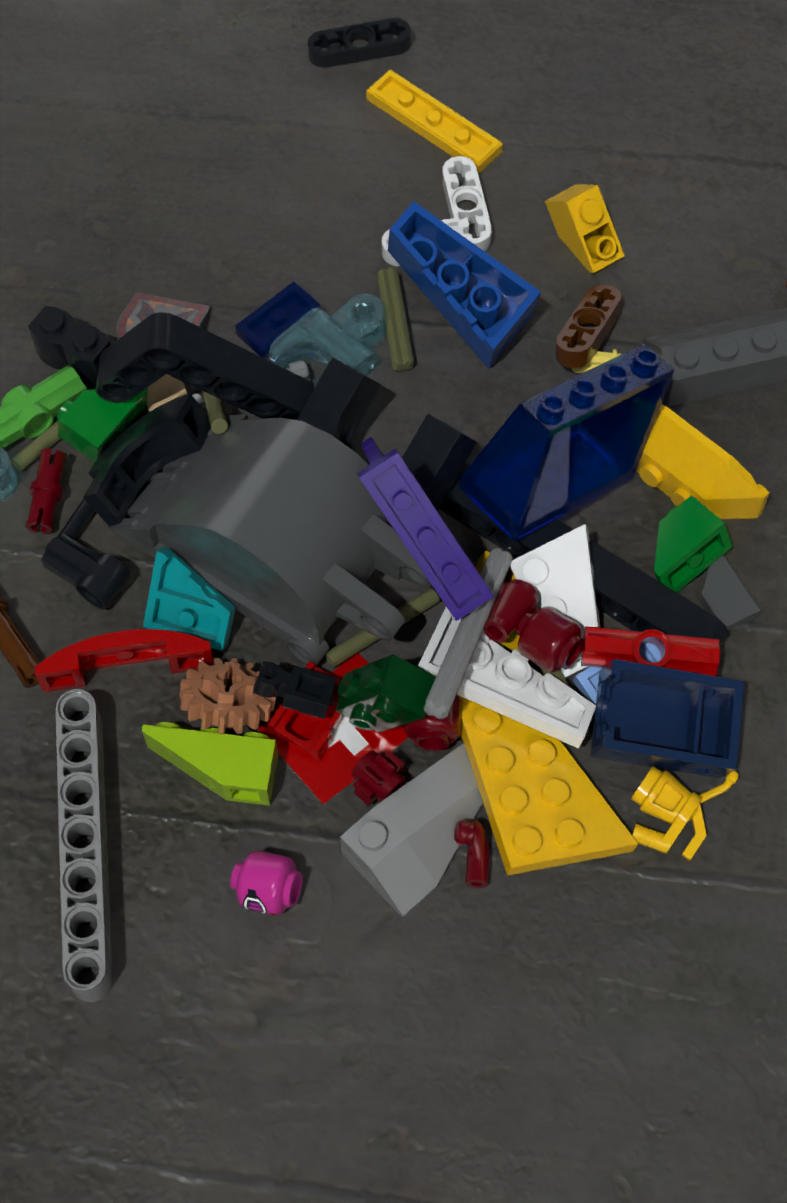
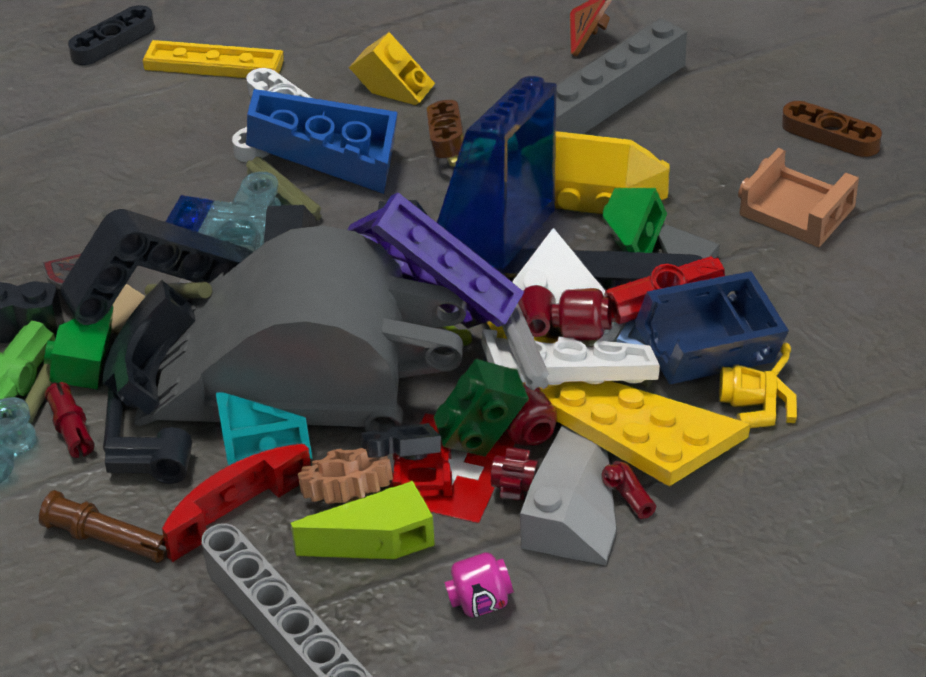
camera: 30 degrees left, 20 degrees down
(364, 639) = (427, 395): olive piece -> none

